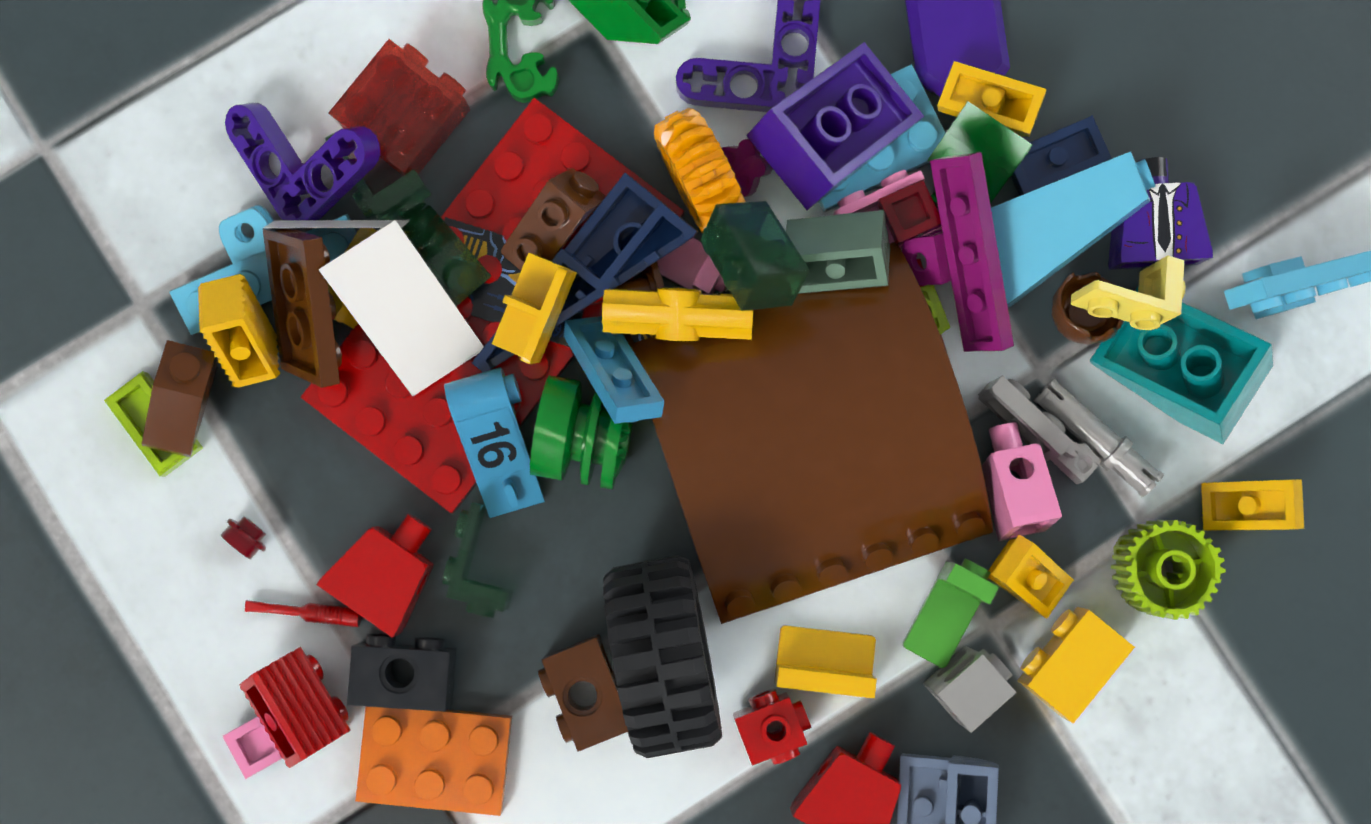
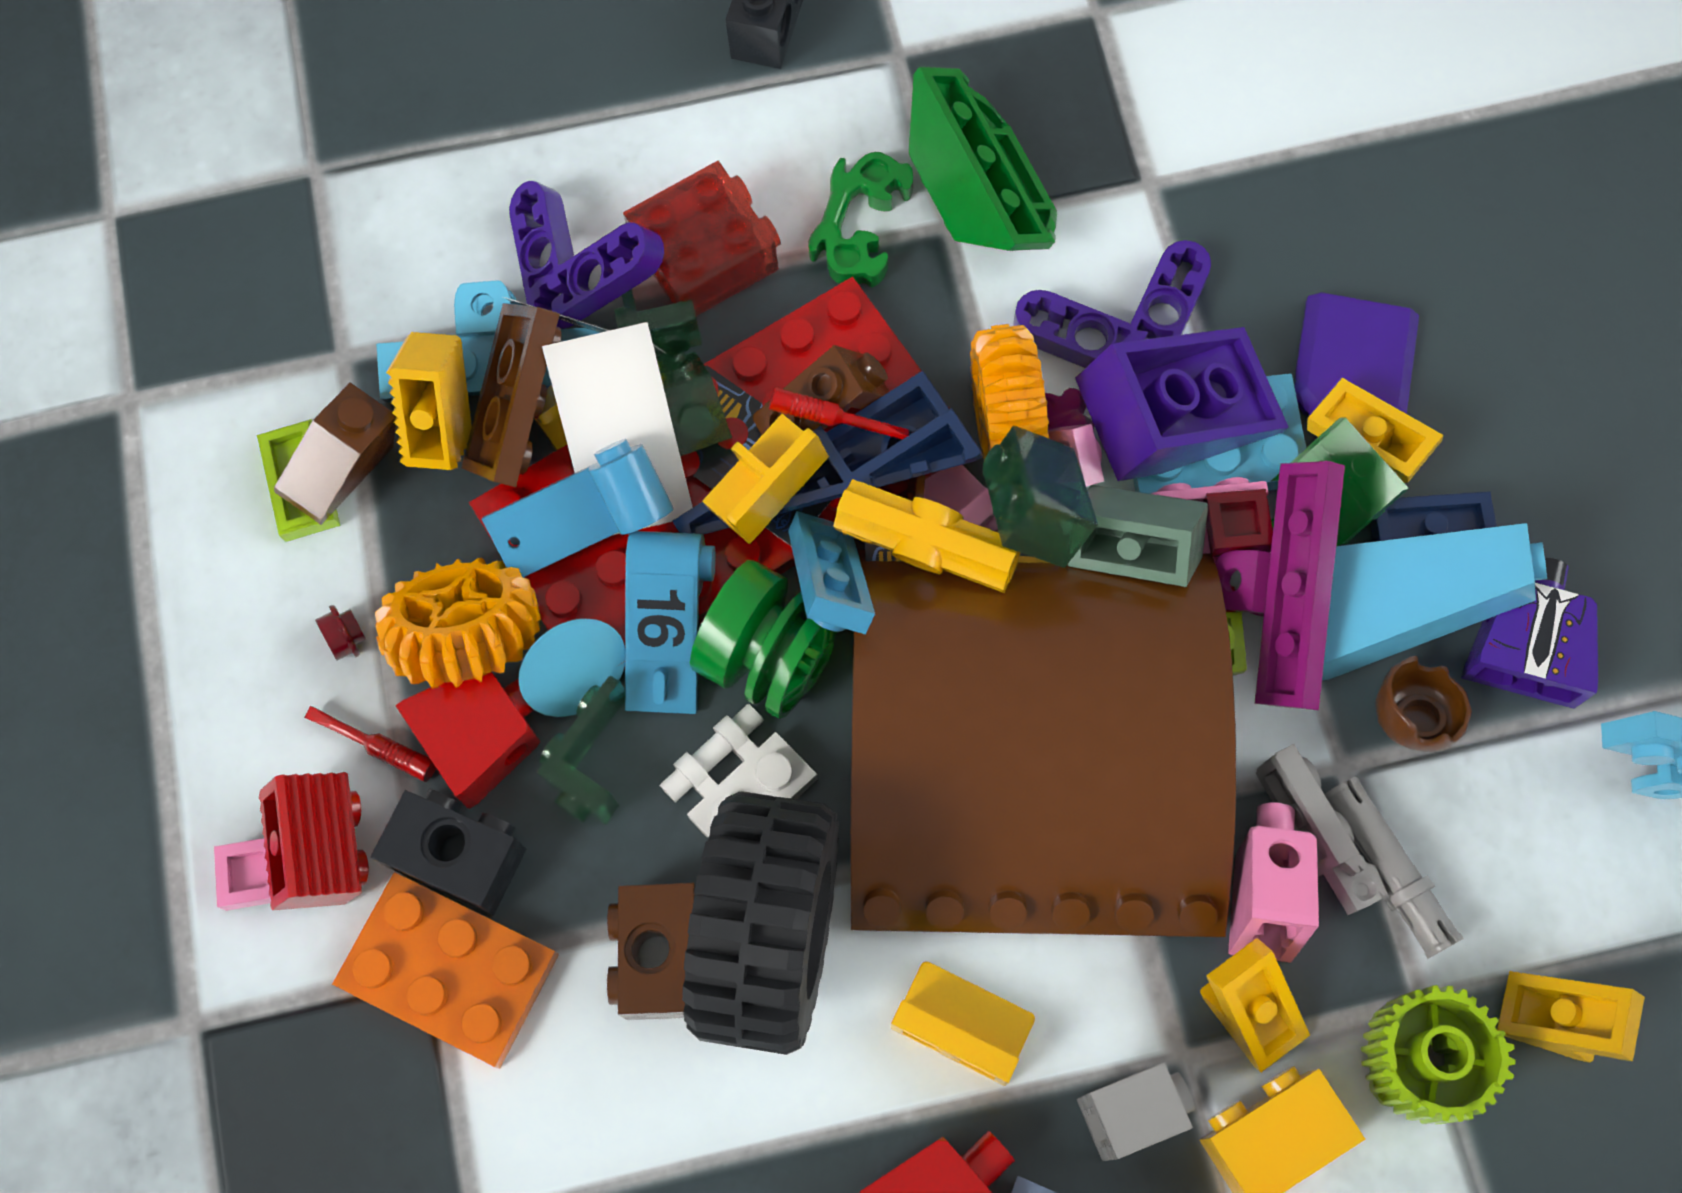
camera: 25 degrees right, 15 degrees down
(345, 492) = (457, 622): none -> light orange gear
(396, 380) = (580, 510): none -> dark azure door
(437, 503) = (568, 663): none -> medium azure sticker
(564, 238) = (827, 413): none -> red piece
(613, 543) = (765, 770): none -> white plate
(769, 189) = (1085, 447): none -> bright pink plate
(776, 745) = (841, 1076): red brick -> none
(949, 611) = (1139, 1013): bright green bracket -> none
(1155, 303) = (1491, 720): light yellow bracket -> none
(1190, 369) = (1531, 814): teal slope -> none

